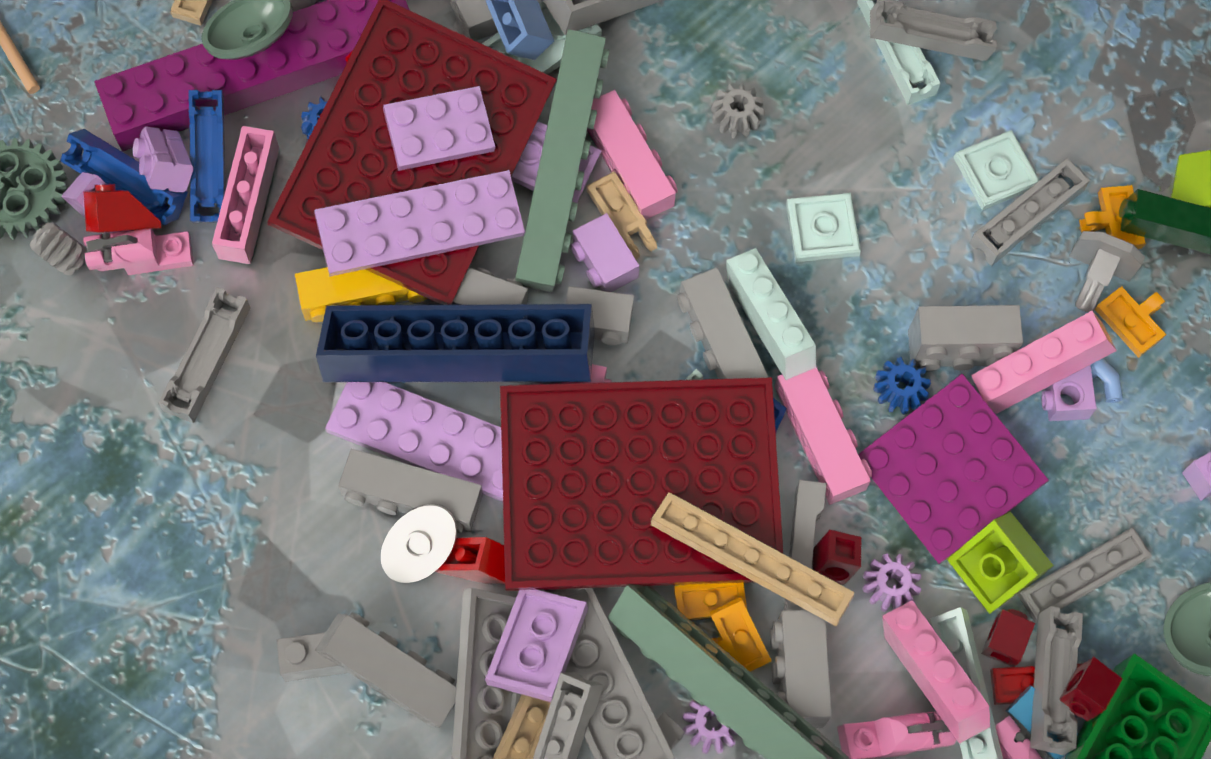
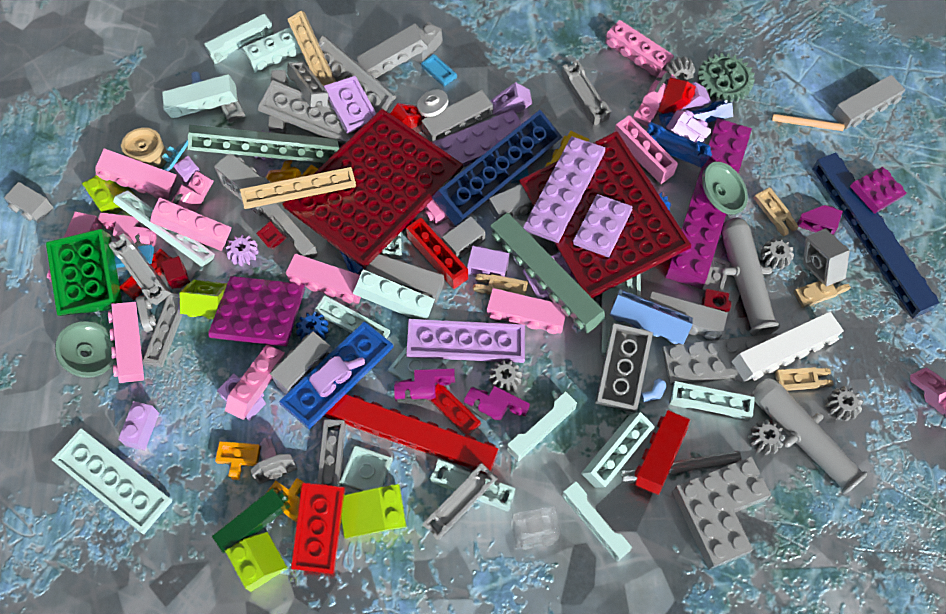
camera: 135 degrees right, 5 degrees down
(57, 340) = (638, 48): none -> bright pink brick
(313, 440) = (513, 98): none -> lavender slope
(342, 592) = (439, 70): none -> dark azure tile
(655, 317) = (437, 253): none -> red brick
(739, 190) = (466, 340): none -> lavender plate
(783, 95) = (494, 404): none -> magenta plate
(797, 26) = (525, 442): none -> light aqua piece
(831, 140) = (454, 410): none -> red tile
(845, 182) = (422, 386): none -> magenta plate
(845, 349) = (345, 317): none -> light aqua plate
(902, 280) = (306, 402): none -> blue plate
(917, 171) = (414, 433): none -> red brick
(947, 259) = (334, 370): none -> lavender beam
(1034, 112) = (373, 511): none -> lime slope
(1090, 689) = (119, 268): dark red brick -> none
(1101, 603) = (144, 305): none -> light grey plate
(1110, 380) = (226, 420): light blue arm -> none
(1113, 148) = (318, 528): none -> red plate
(1155, 592) = (127, 342): none -> bright pink brick

